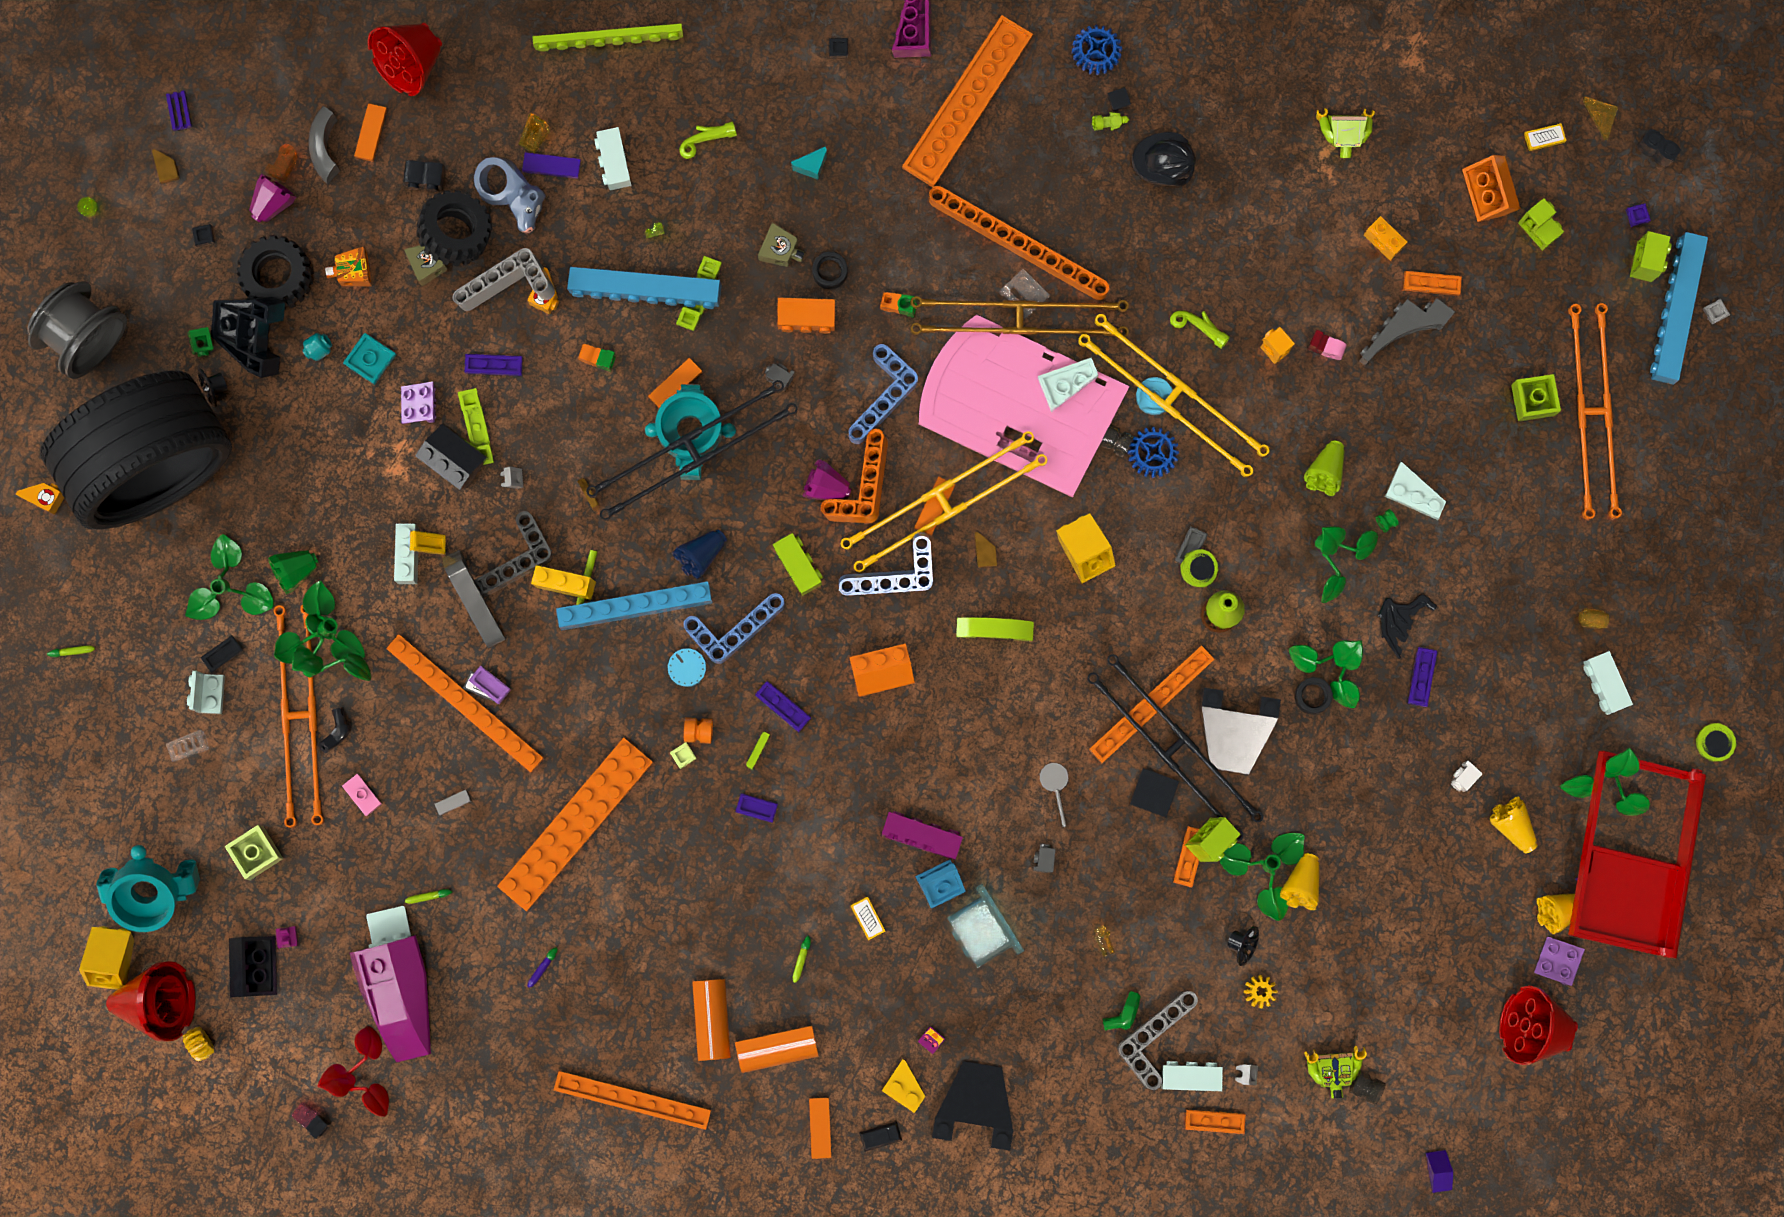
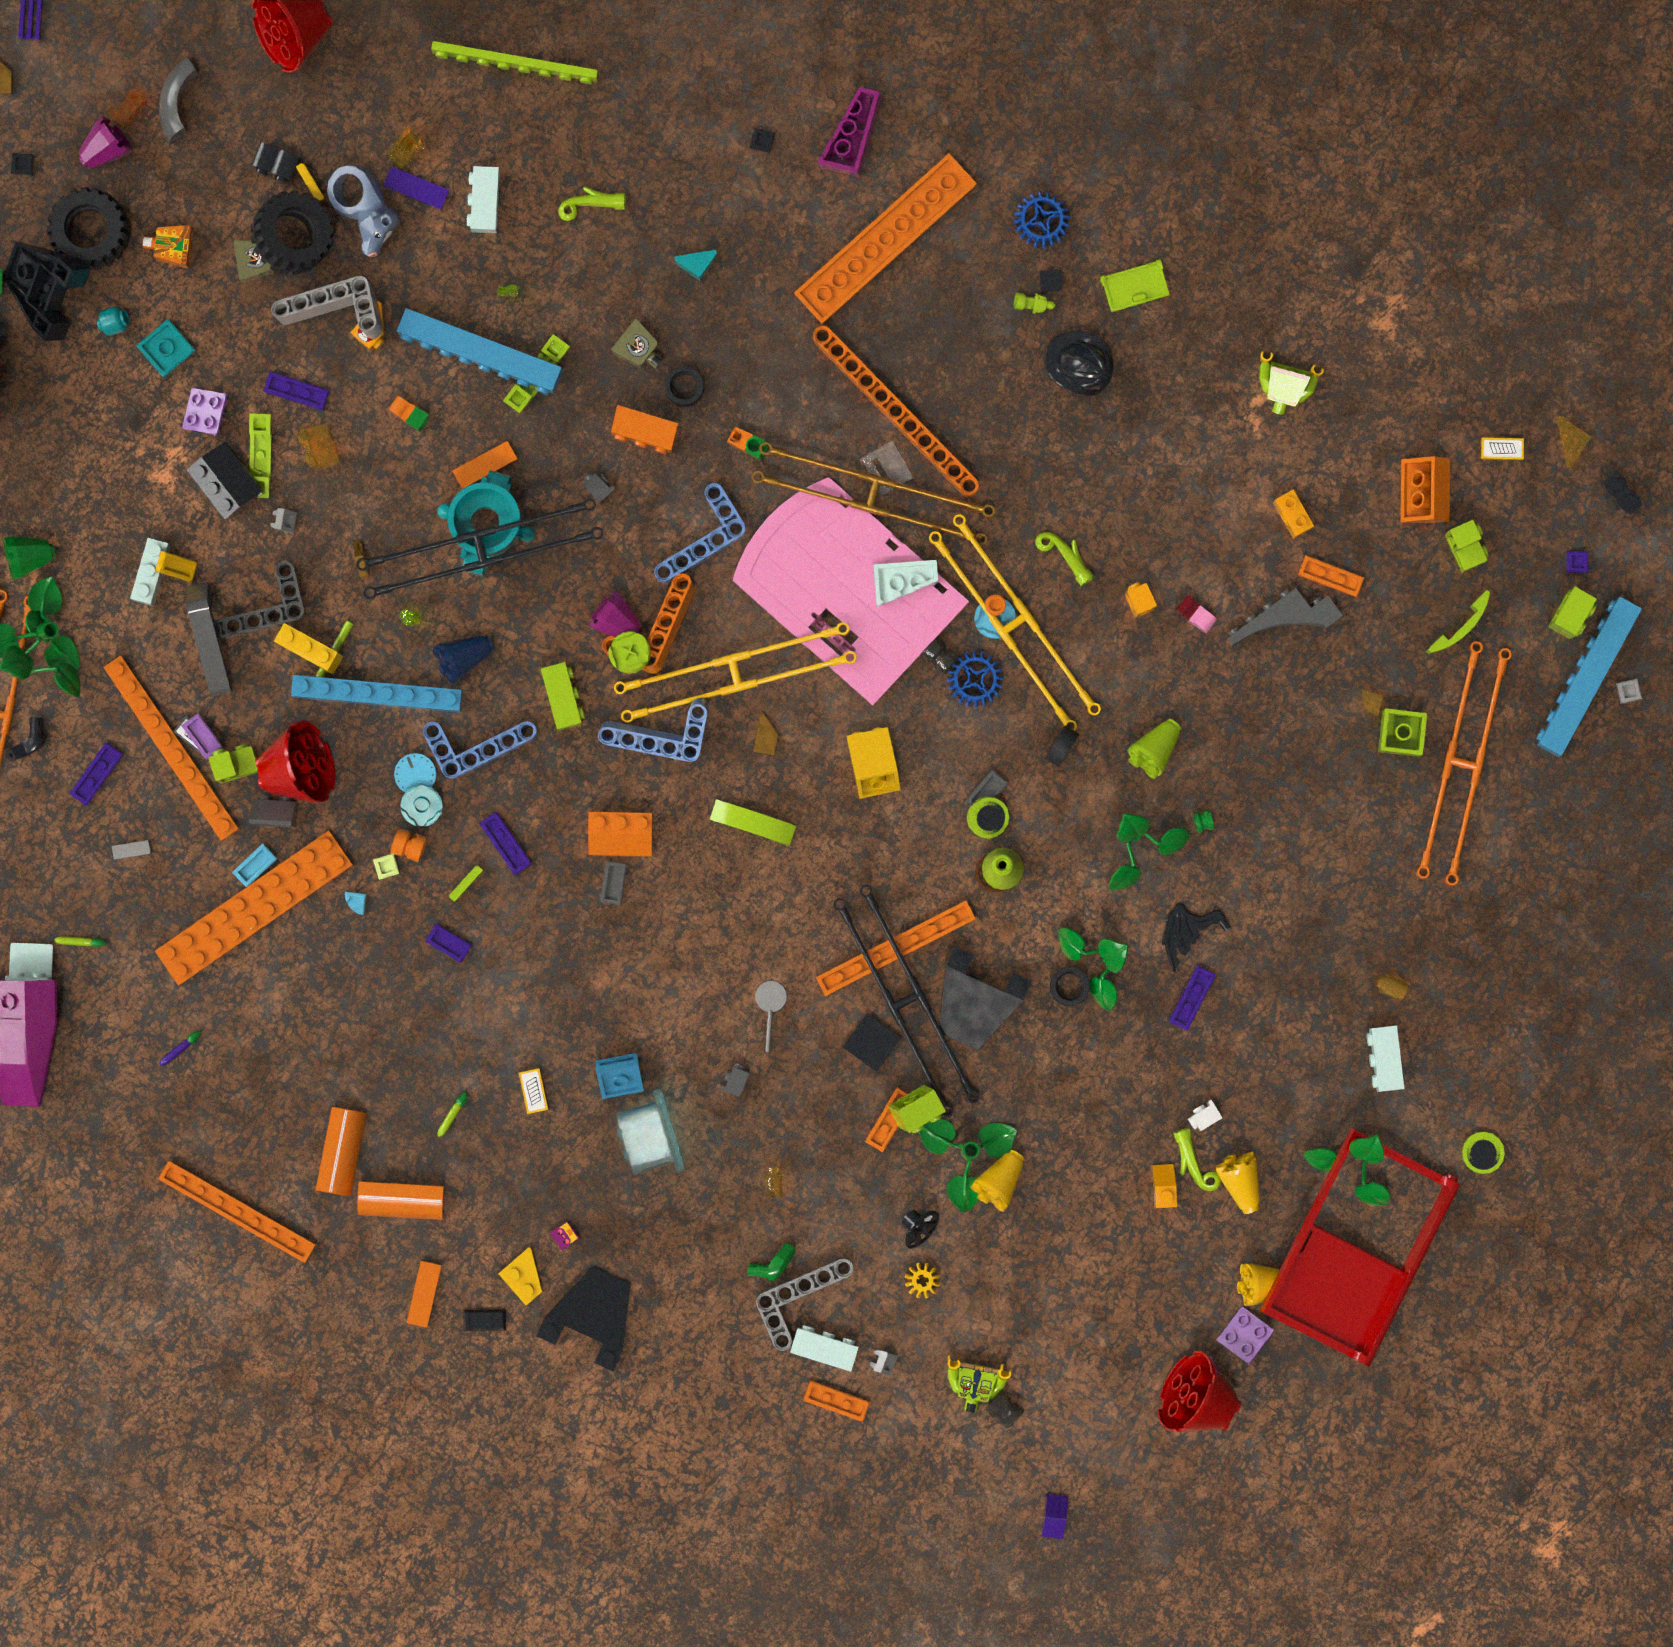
camera: 15 degrees right, 5 degrees up
(362, 795) = (38, 815): bright pink plate -> none
(370, 132) = (230, 98): orange tile -> none
(404, 744) = (96, 774): none -> dark purple tile
(457, 183) = (310, 183): none -> yellow tile
(524, 702) = (233, 765): none -> lime brick
(528, 408) = (319, 447): none -> clear yellow bracket
(566, 786) = (254, 865): none -> medium azure tile
(571, 735) = (273, 812): none -> dark grey slope
(580, 686) = (298, 765): none -> red cone
(644, 532) = (409, 618): none -> clear neon green tile
(665, 794) = (356, 901): none -> medium azure tile
(699, 693) = (421, 805): none -> tile
(847, 508) = (629, 652): none -> lime tile
(887, 715) = (613, 883): none -> dark grey tile
(922, 836) = (612, 1020): magenta wedge -> none
(933, 508) = (722, 675): orange tile -> none
(1153, 383) = (995, 605): none -> orange tile
(1195, 81) = (1140, 283): none -> lime door
(1246, 488) = (1062, 746): none -> black tyre
(1414, 493) = (1242, 799): light aqua wing -> none
(1448, 848) = (1164, 1186): none -> light orange slope
(1462, 819) = (1189, 1160): none -> lime plant
(1500, 380) = (1372, 702): none -> clear yellow tile
(1567, 275) = (1478, 607): none -> lime slope

